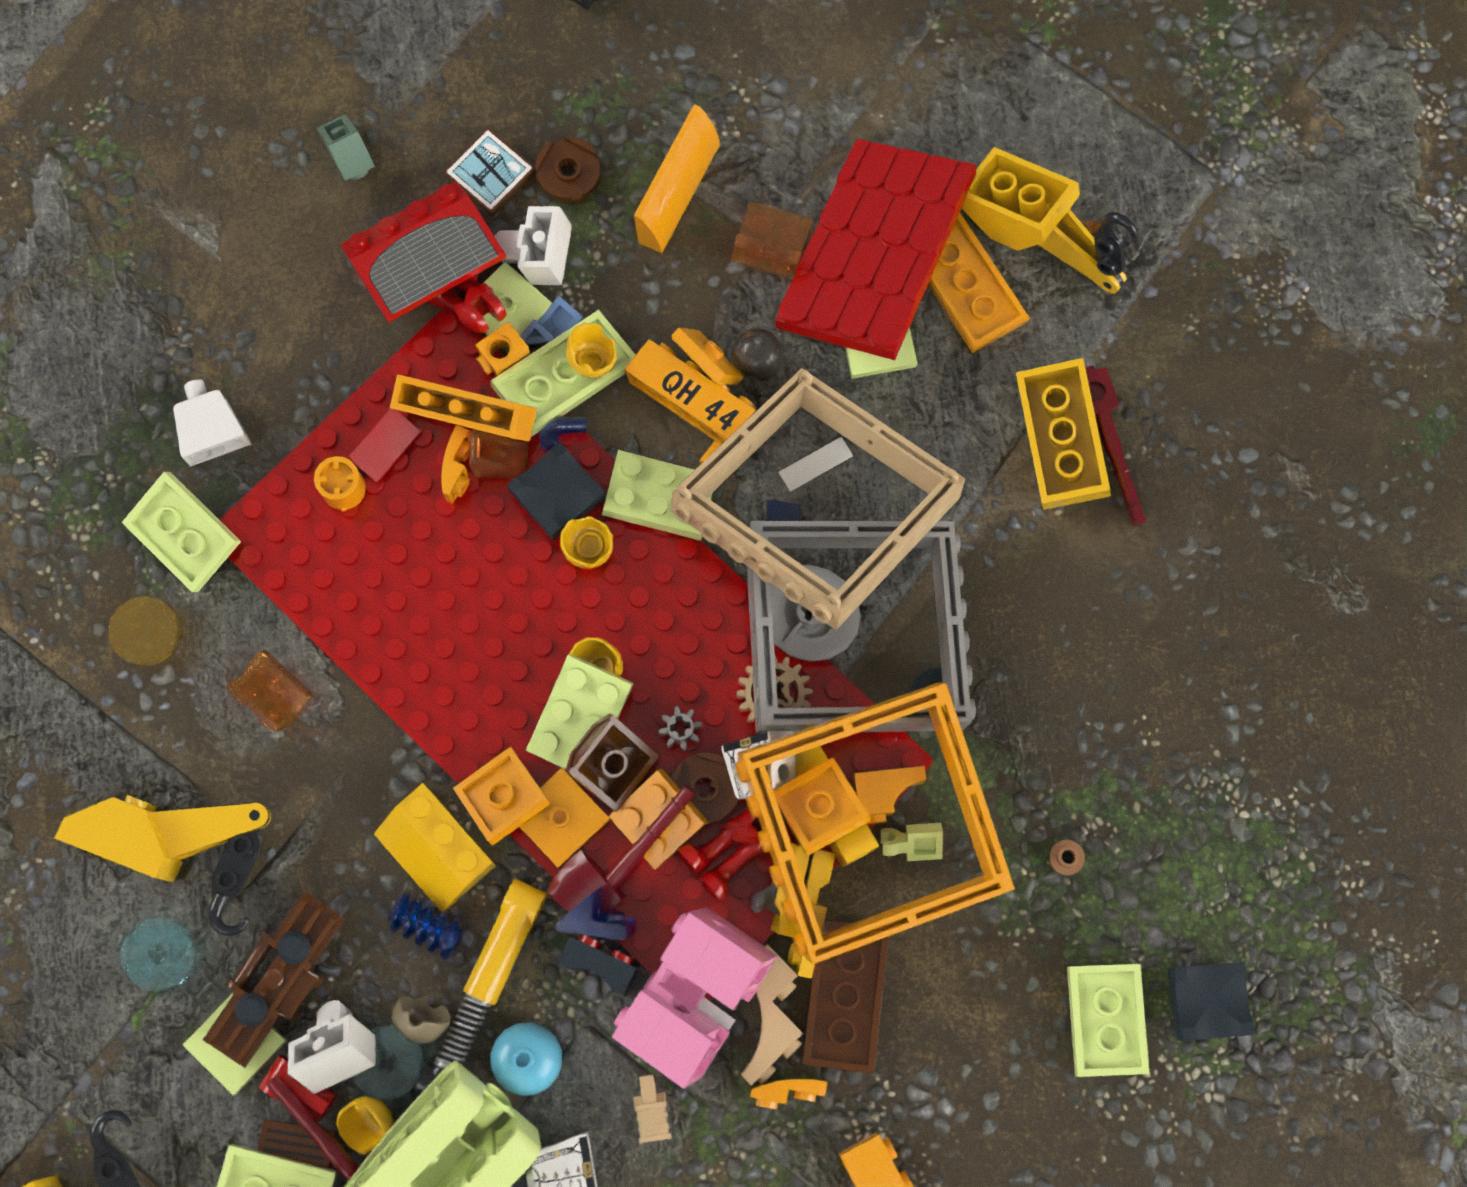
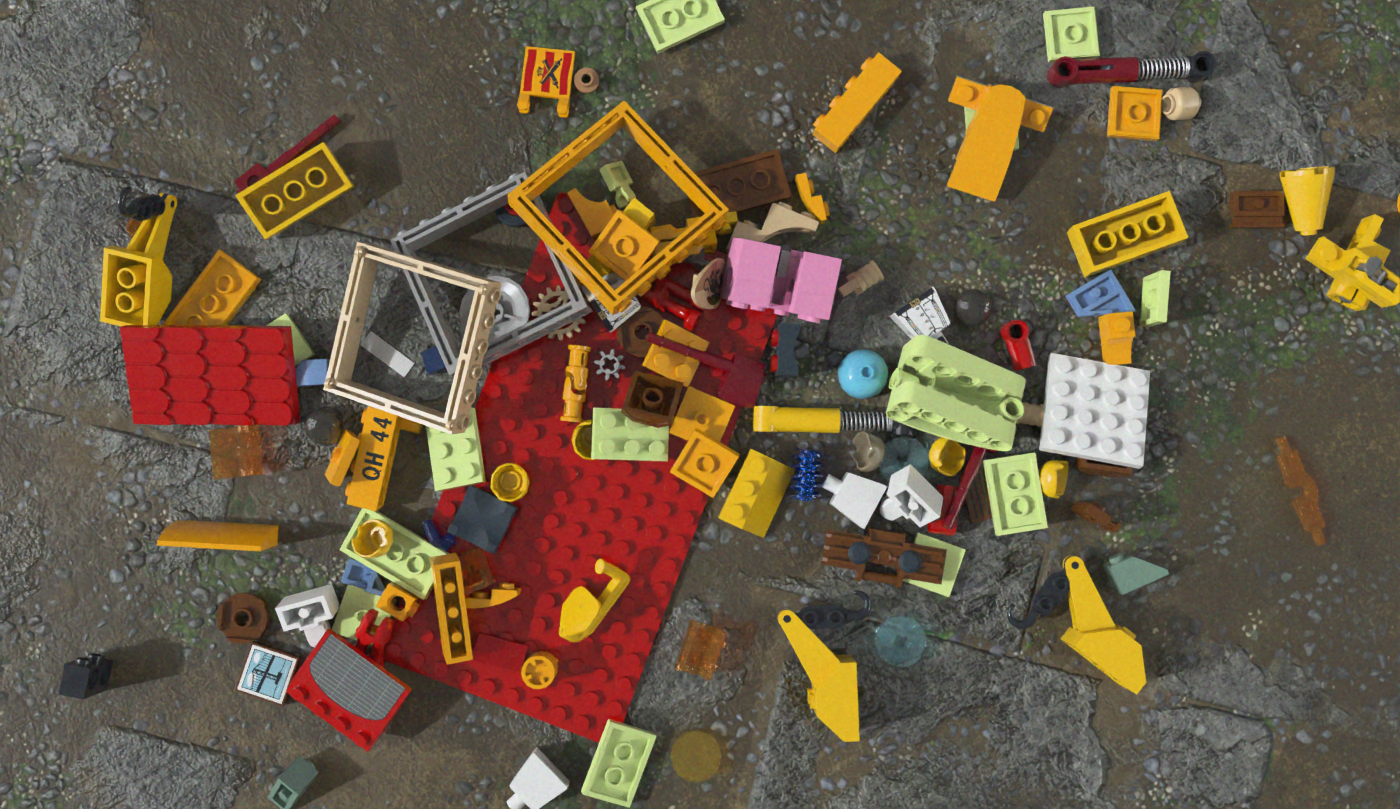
camera: 105 degrees left, 10 degrees up
(370, 976) = (854, 496): none -> white torso
(386, 564) = (584, 612): none -> yellow piece
(589, 920) = (761, 369): clear blue slope -> none
(685, 681) = (575, 379): none -> light orange piece
(725, 895) = (708, 285): none -> shield
(829, 364) = (312, 372): none -> medium blue slope
(1093, 808) = (547, 75): none -> flag

